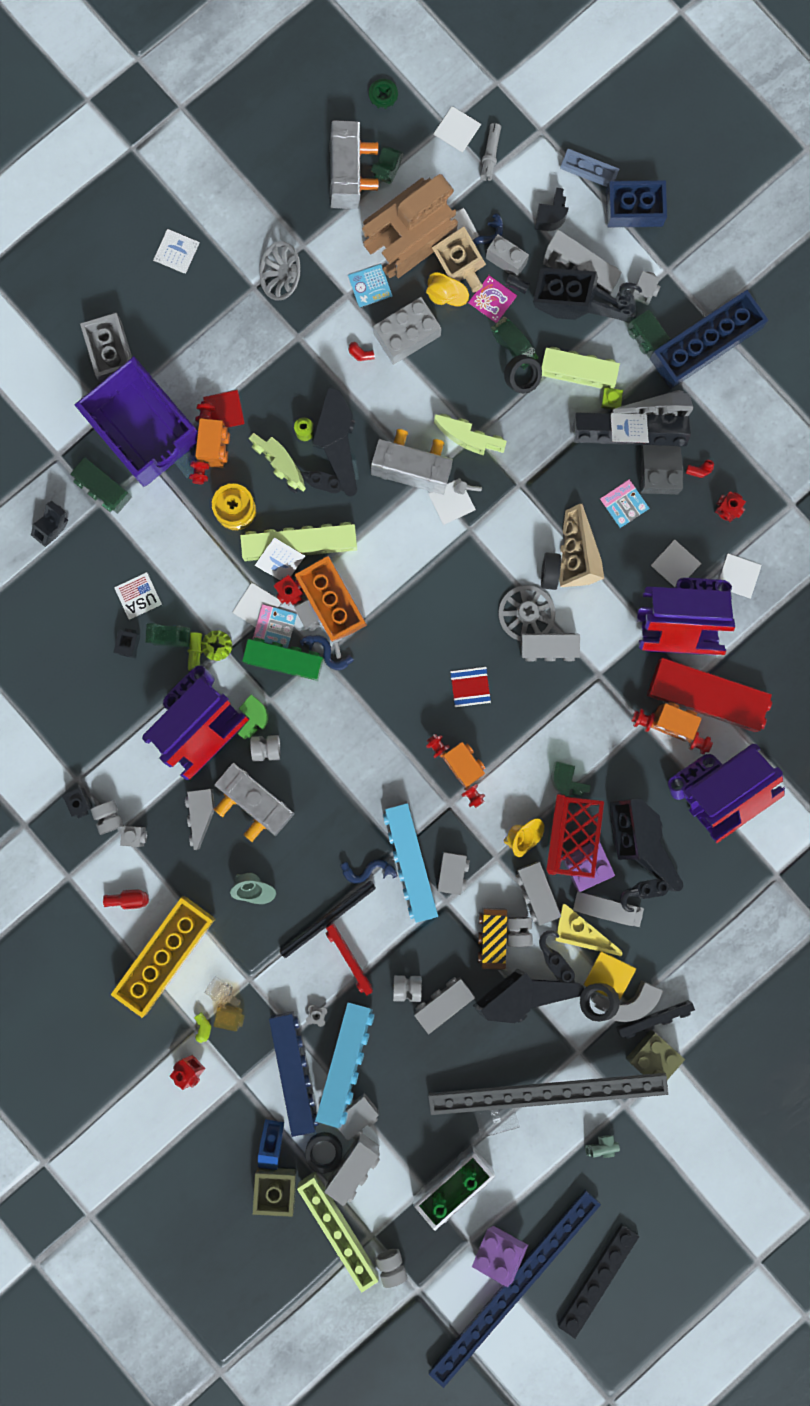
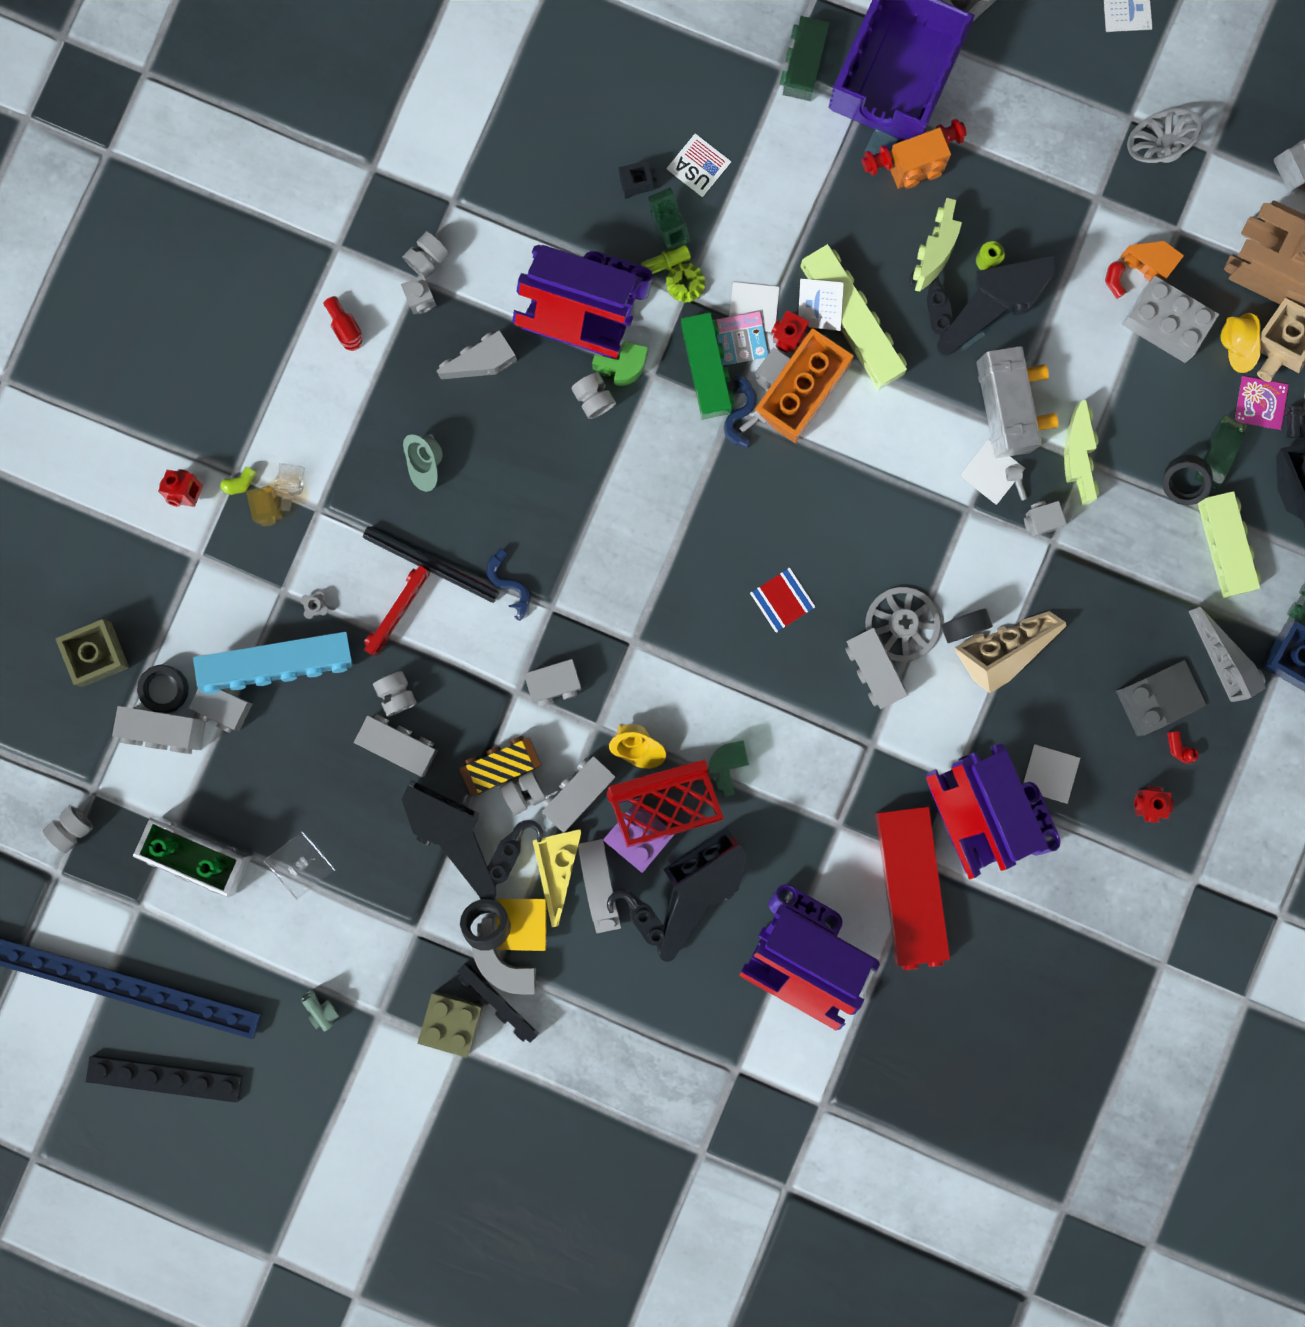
camera: 70 degrees right, 0 degrees up
(50, 525) = (729, 24): black brick -> none
(80, 795) = (427, 223): black brick -> none
(163, 956) = (298, 396): yellow brick -> none
(227, 408) = (969, 157): red sticker -> none
(230, 496) = (854, 208): yellow wheel -> none
(254, 799) = (527, 411): flat silver piece -> none
(270, 1144) = (143, 623): blue slope -> none
(292, 1073) = (236, 609): dark blue brick -> none
(338, 1232) = (80, 748): yellowish green brick -> none
(360, 321) = (1152, 259): none -> orange slope
(370, 285) = (1203, 251): medium azure sticker -> none
(411, 863) = (542, 628): medium azure brick -> none
(462, 765) = (684, 632): orange brick -> none
(499, 1256) = (139, 947): medium lavender brick -> none
(501, 482) = (1044, 518): none -> light grey brick
(548, 1093) = (351, 916): dark grey plate -> none
(611, 398) = (1213, 601): lime plate -> none
(624, 503) = (1093, 677): sticker -> none
(629, 427) = (1186, 635): white sticker -> none
(662, 429) = (1187, 641): black brick -> none
(676, 723) = (857, 860): orange brick -> none
(740, 574) = (1076, 857): white sticker -> none

